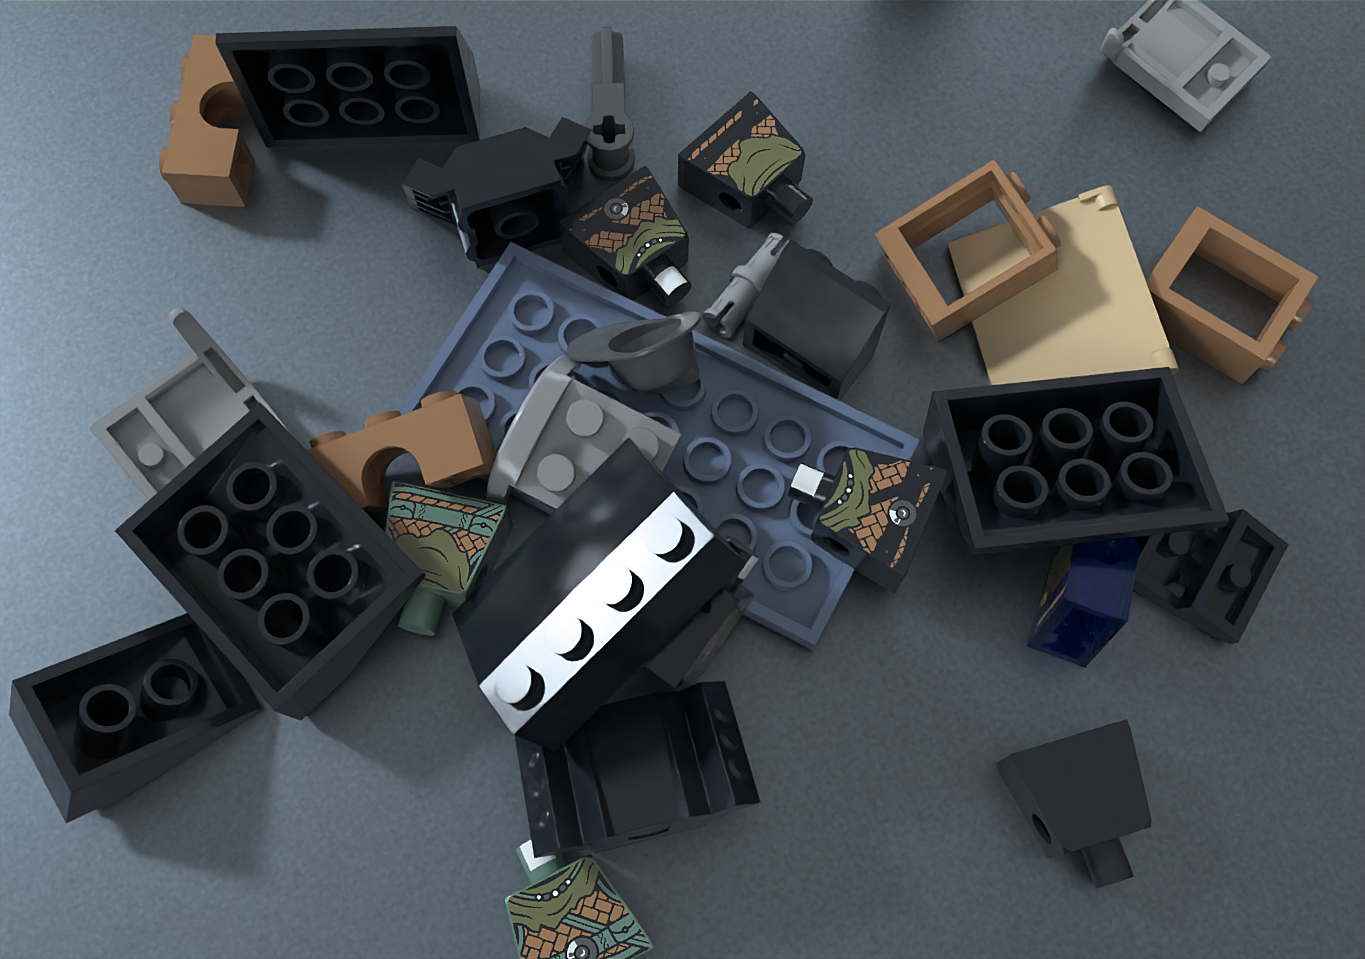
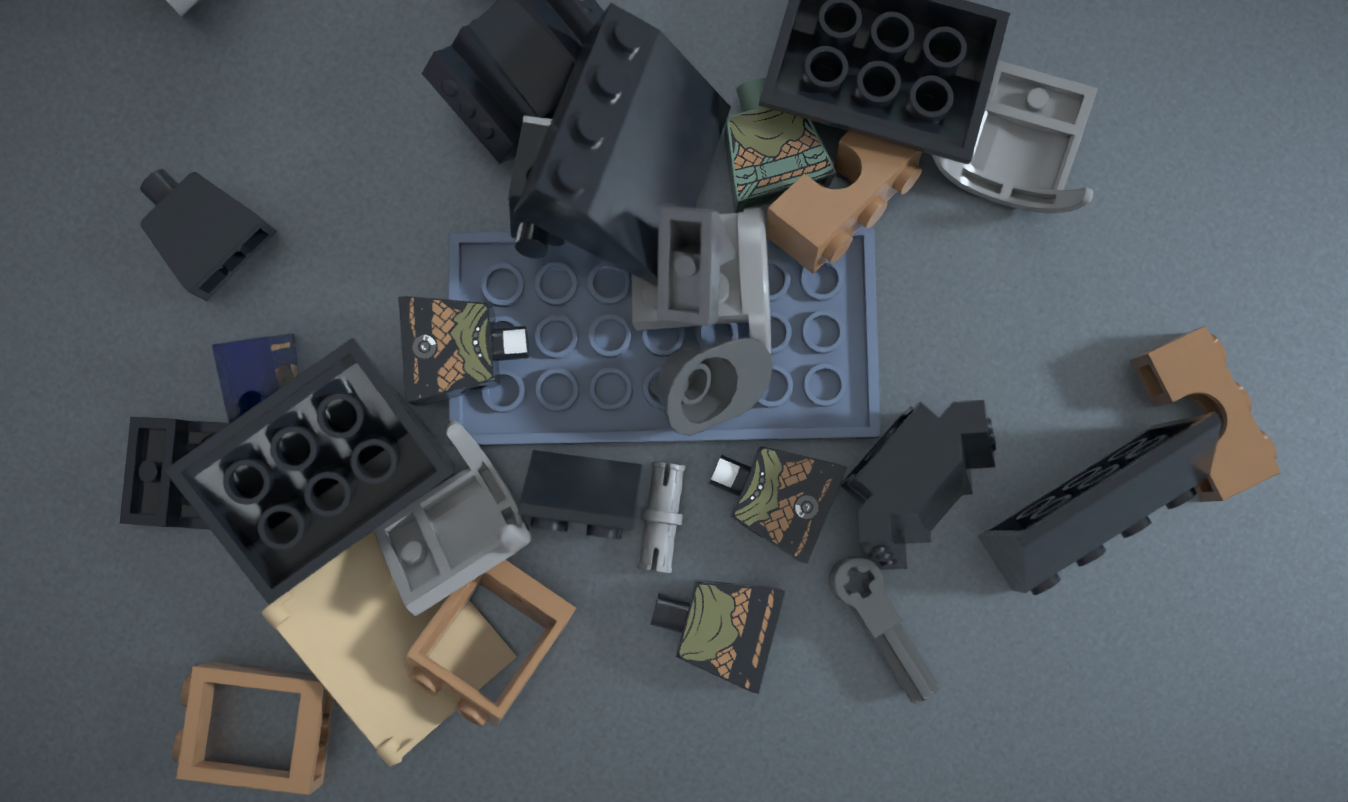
camera: 150 degrees right, 15 degrees up
(598, 425) = (689, 263): none -> flat silver slope
(953, 341) = (452, 530): none -> light grey piece

